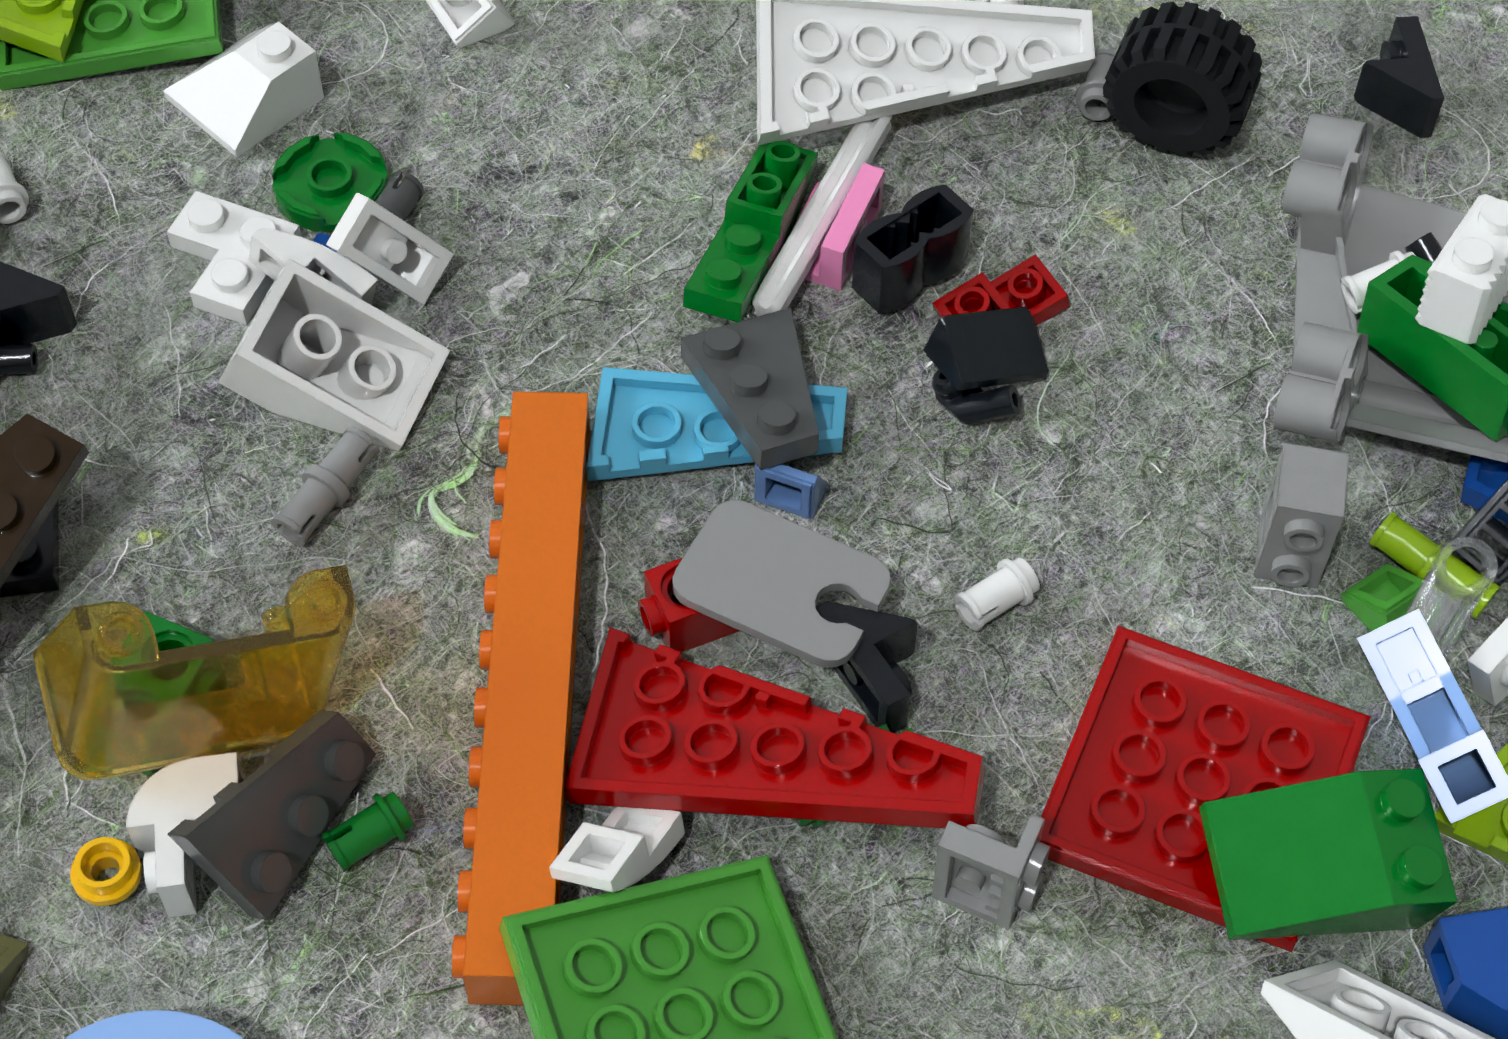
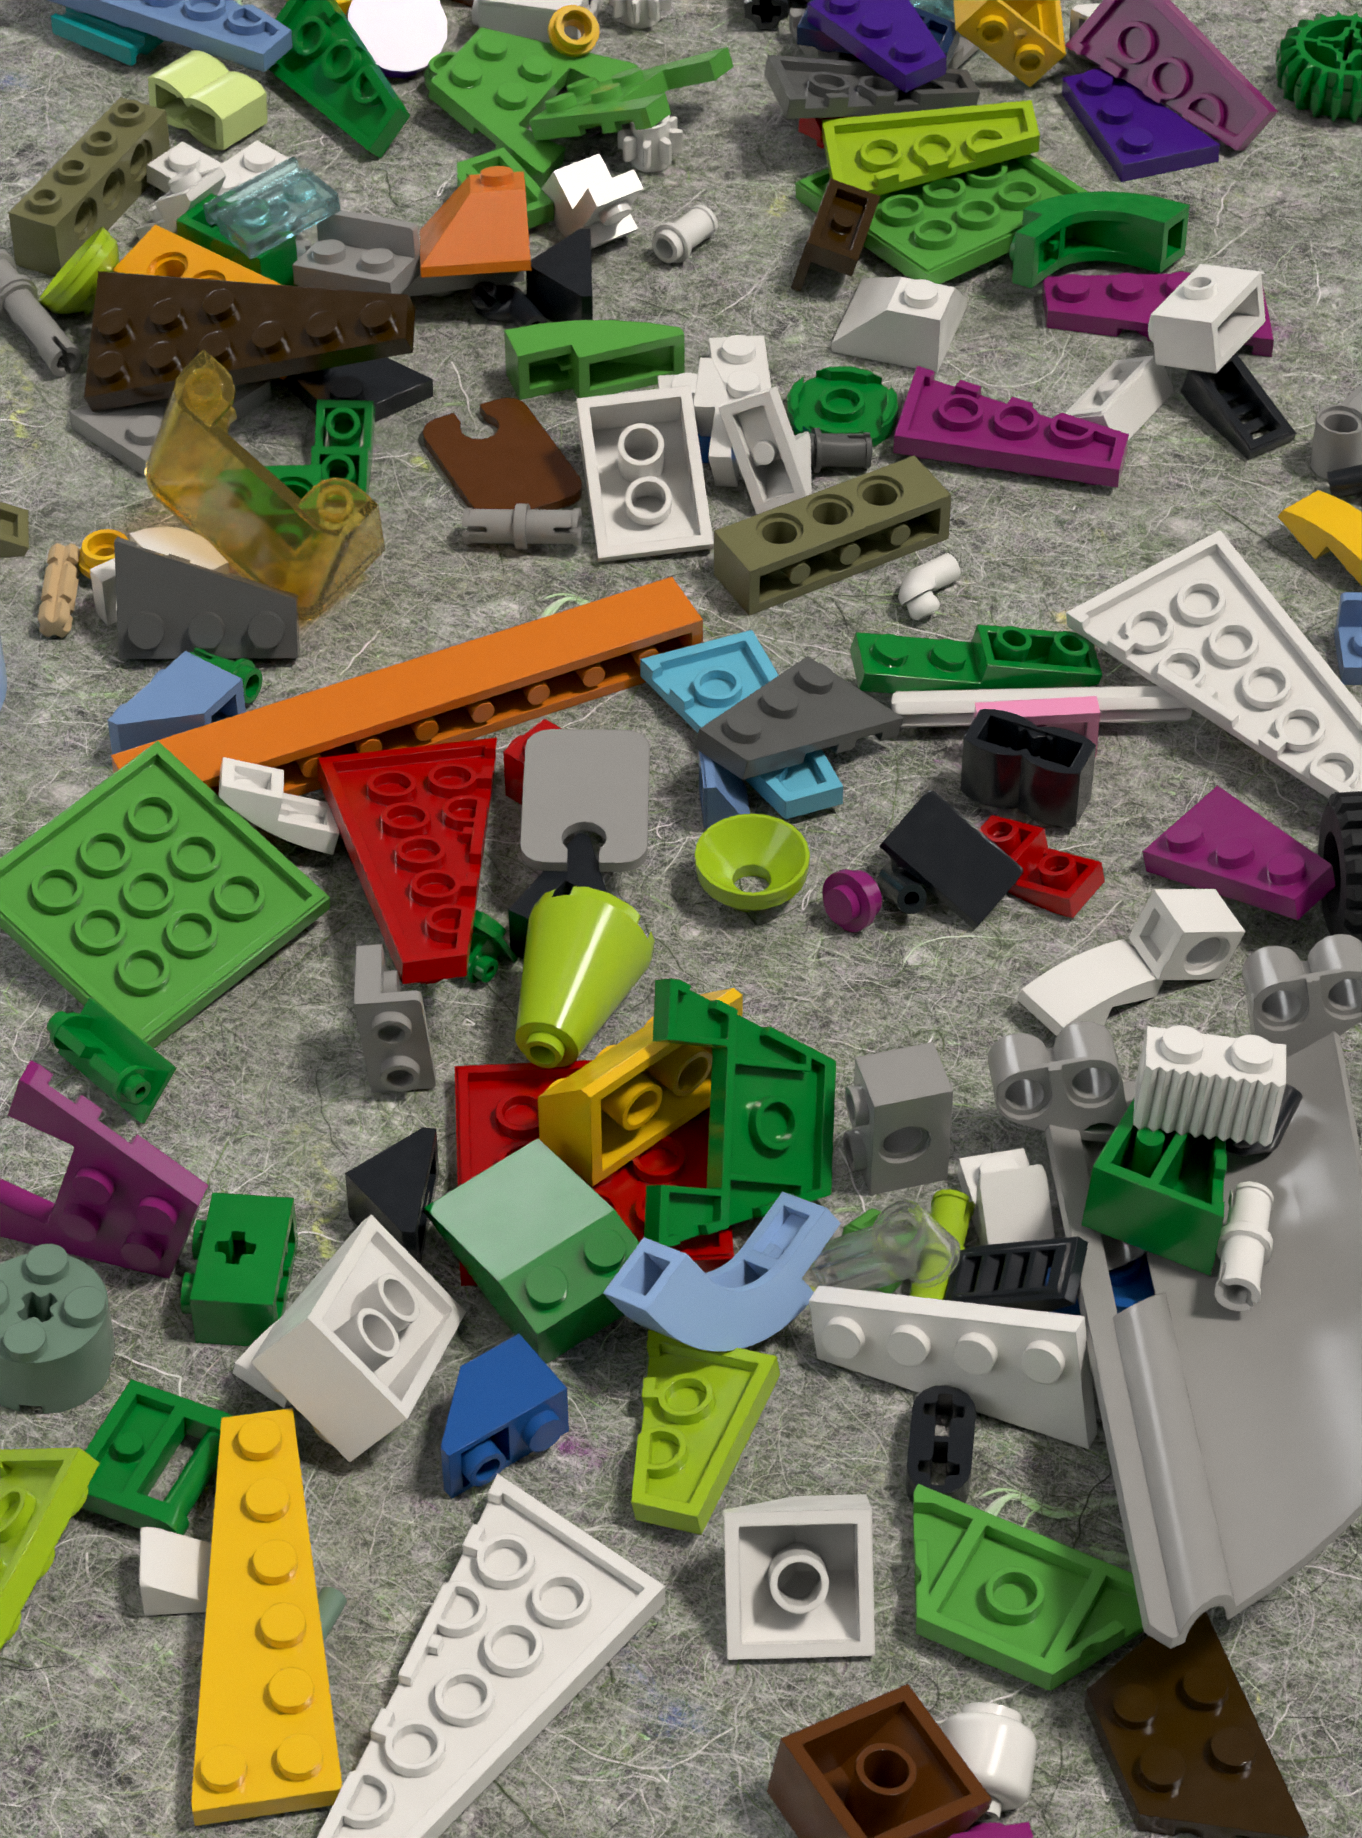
camera: 65 degrees right, 10 degrees down
(84, 575) = (345, 440): none -> green slope
(108, 79) = (837, 230): none -> dark brown panel
(123, 936) = (59, 590): none -> tan axle
(125, 333) = (591, 356): none -> bright green slope
(213, 471) = (505, 469): none -> reddish brown piece
(409, 886) = (176, 701): none -> medium blue slope
(456, 87) = (1010, 436): none -> magenta wing
(509, 259) = (831, 535): none -> olive brick
(612, 228) = (922, 581): none -> white arm
(912, 474) = (752, 847): none -> lime piece
(983, 444) = (851, 899): none -> magenta plate
(992, 596) = (696, 963): white pin -> none
(1006, 691) = (576, 971): none -> lime cone
(1085, 162) = (1241, 856): none -> magenta wing
(1161, 235) = (1186, 934): none -> white brick
(1173, 328) = (1089, 986): none -> white slope
(1178, 685) = (627, 1099): none -> yellow slope
(1194, 956) = (397, 1188): none -> black slope
(1249, 596) = (765, 1123): none -> green wing
(1412, 490) = (1007, 1196): none -> white slope

